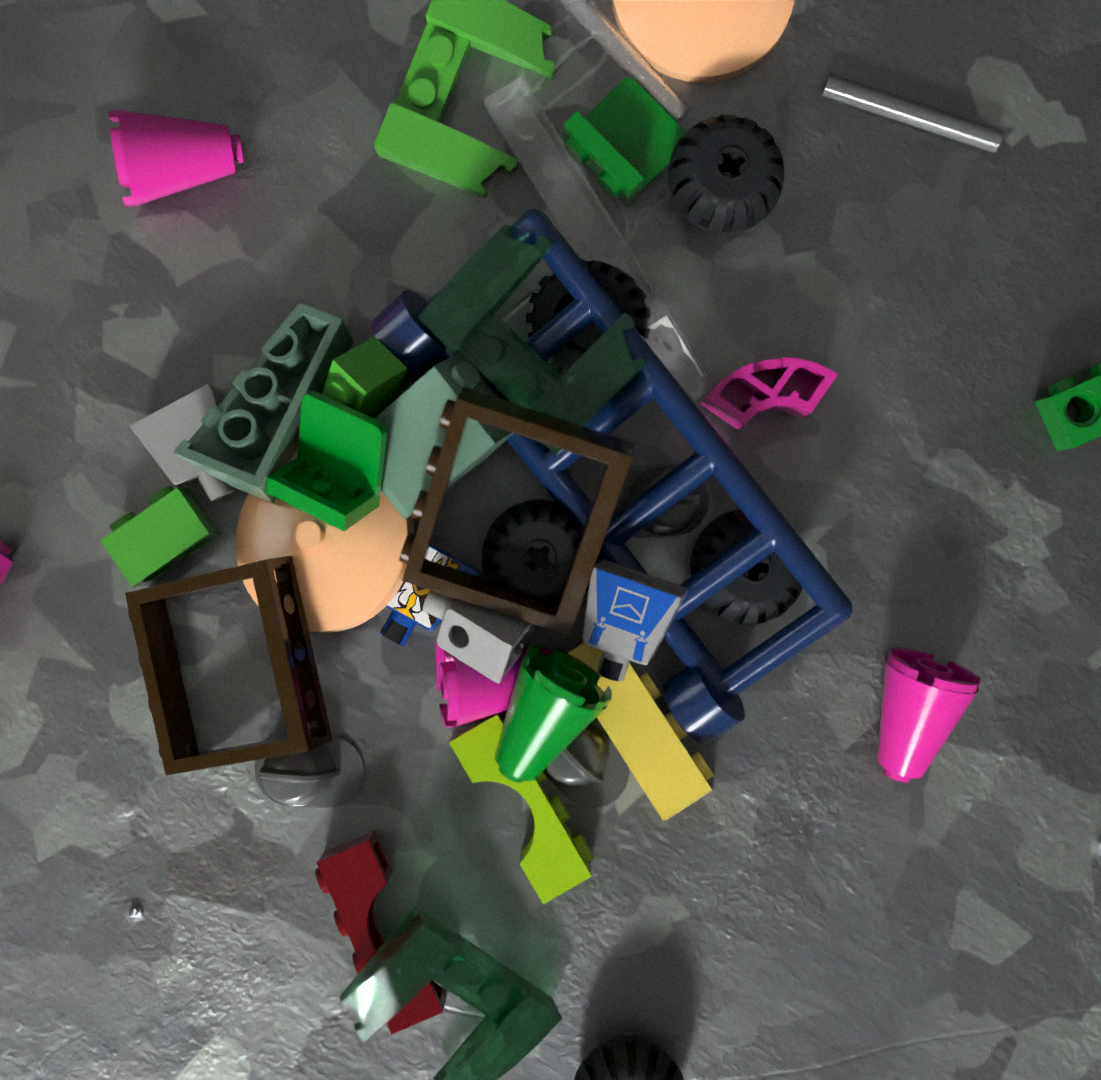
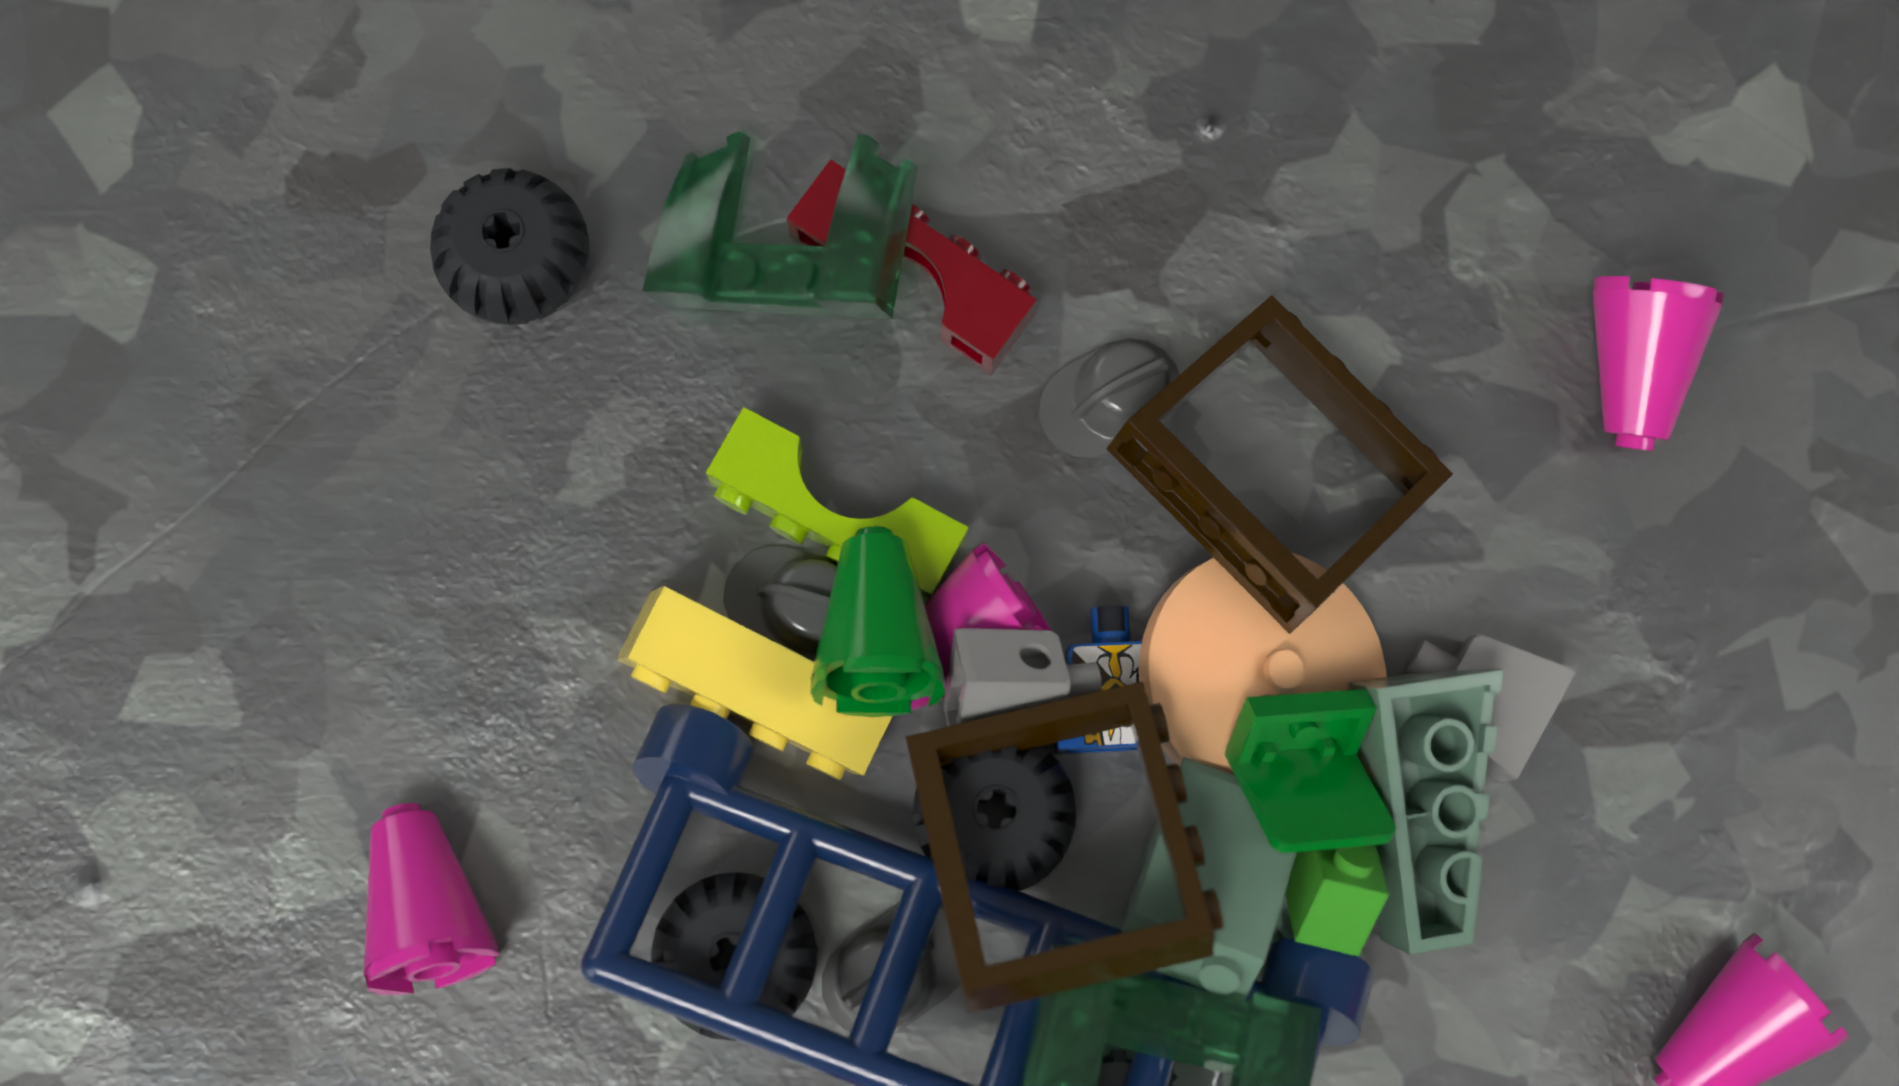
camera: 140 degrees right, 10 degrees down
(159, 536) = (1457, 565): bright green brick -> none
(628, 616) = (848, 803): torso -> none

